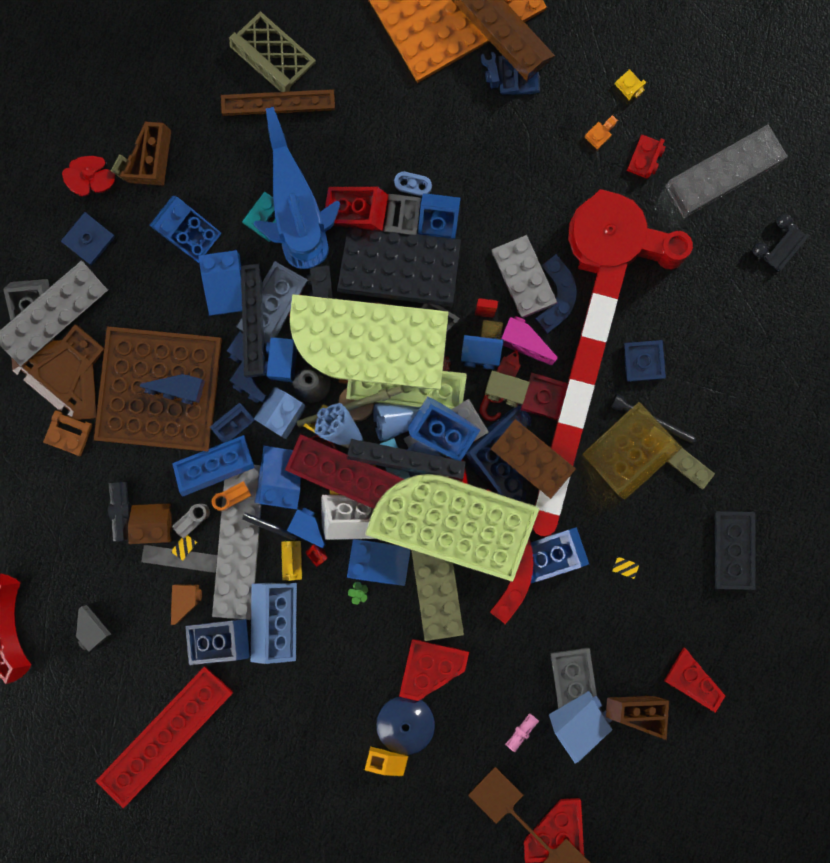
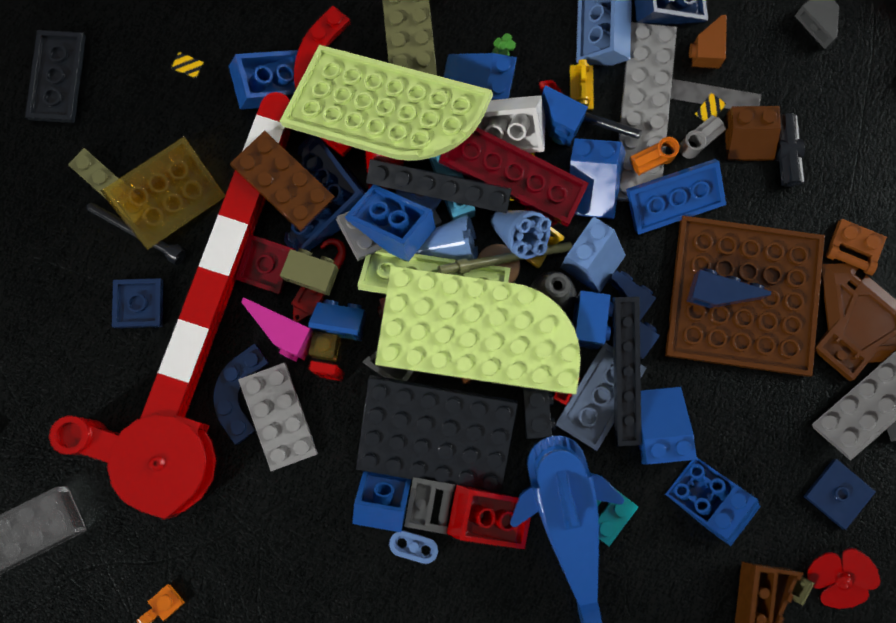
camera: 175 degrees left, 5 degrees down
(232, 423) = (652, 249): dark blue hinge -> none
(645, 156) = (105, 570): red bracket -> none

